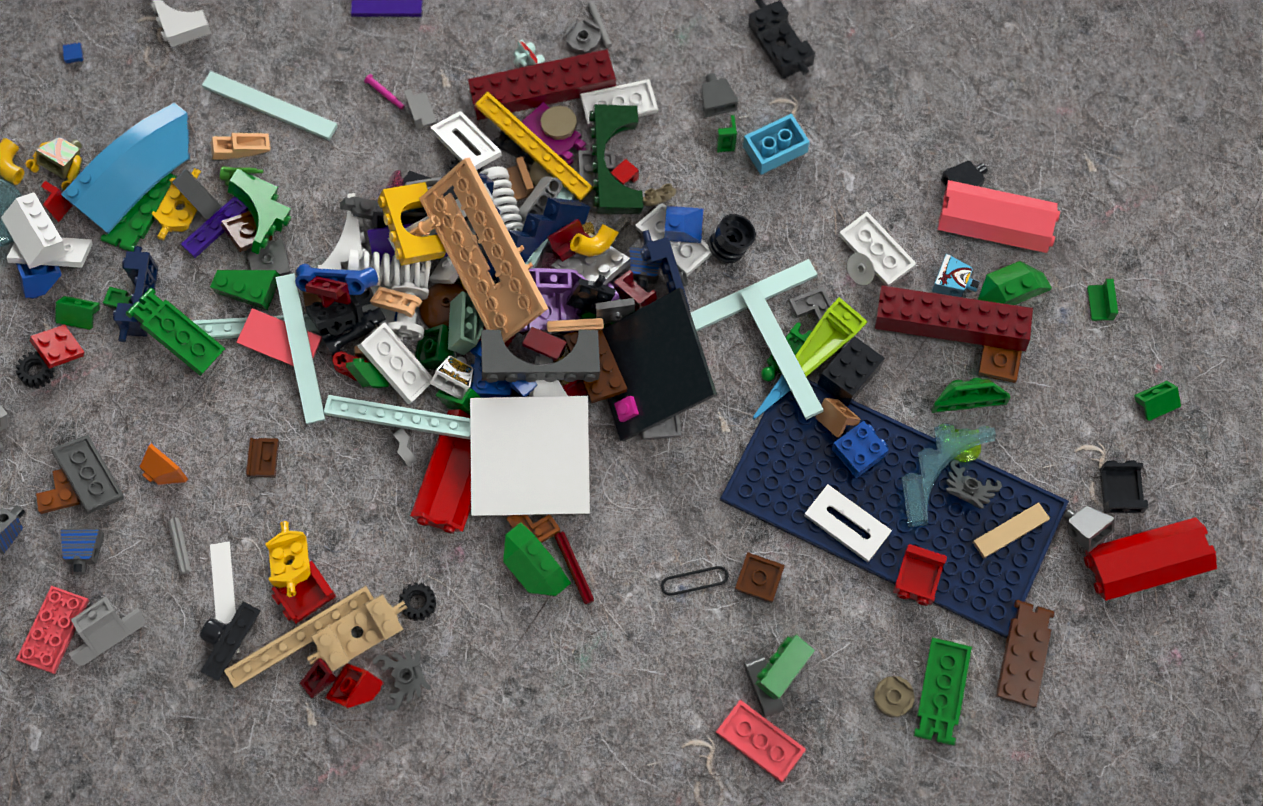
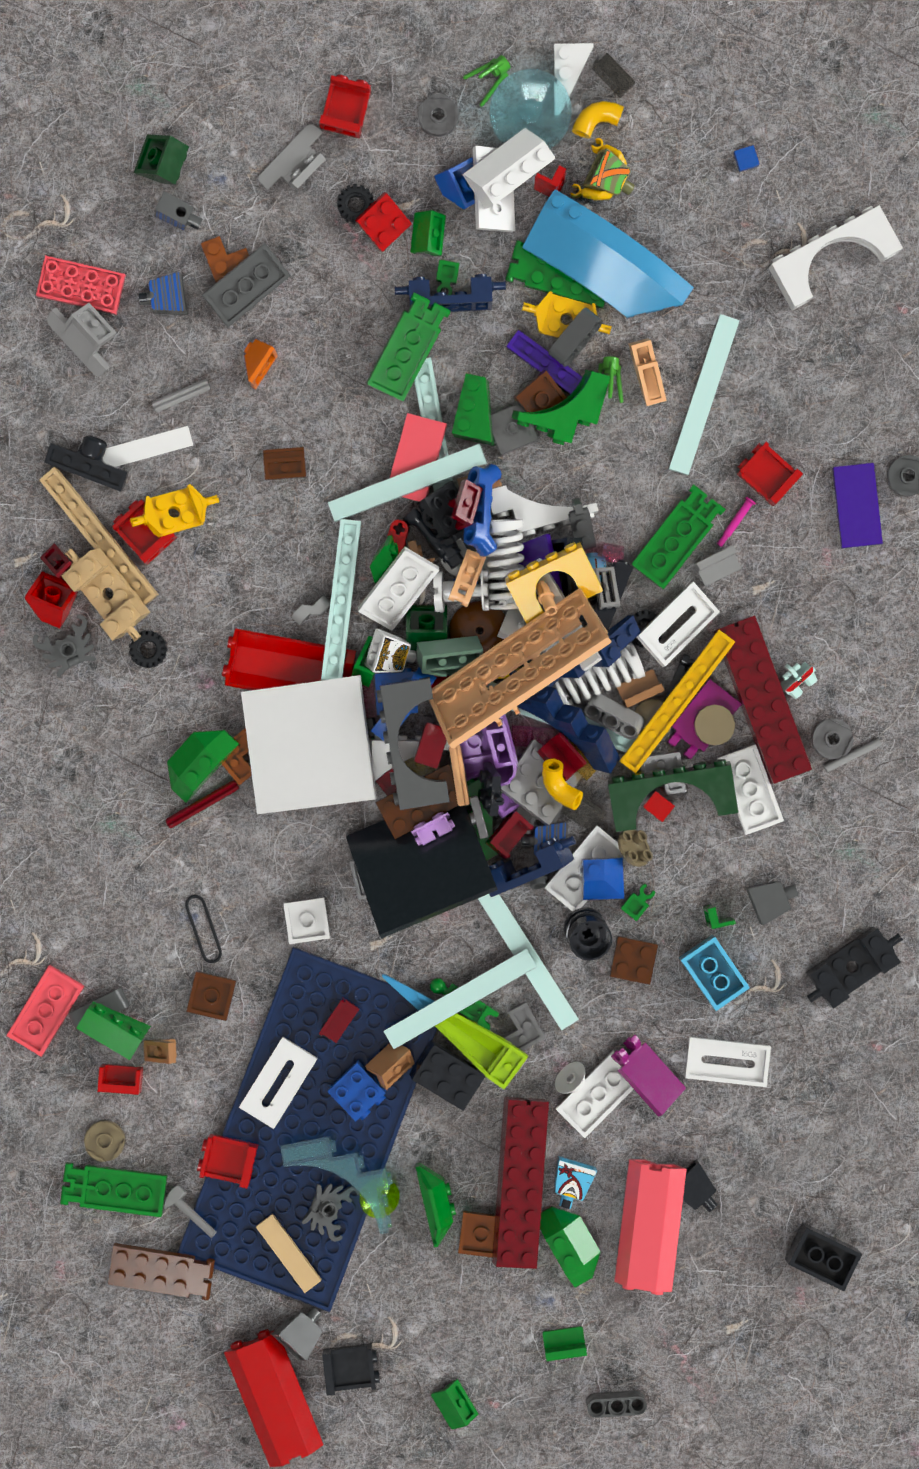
camera: 85 degrees right, 20 degrees up
(348, 62) = (768, 473): none -> red panel
(390, 137) = (677, 538): none -> green hinge
(624, 359) = (438, 824): none -> lavender hinge
(626, 408) = (375, 840): dark pink plate -> none
(696, 482) = (306, 920): none -> white plate
(709, 201) = (636, 905): none -> green plate
(761, 209) = (633, 960): none -> reddish brown plate
(792, 461) = (339, 1020): none -> dark red panel
(809, 627) = (160, 1051): none -> medium nougat slope
(834, 672) = (120, 1079): none -> red panel
(861, 169) = (724, 1073): none -> white piece
(862, 206) = (648, 1075): none -> magenta tile
(953, 633) = (175, 1198): none -> light grey piece
(1030, 84) = (823, 1256): none -> black brick
(1154, 269) = (624, 1409): none -> dark grey beam

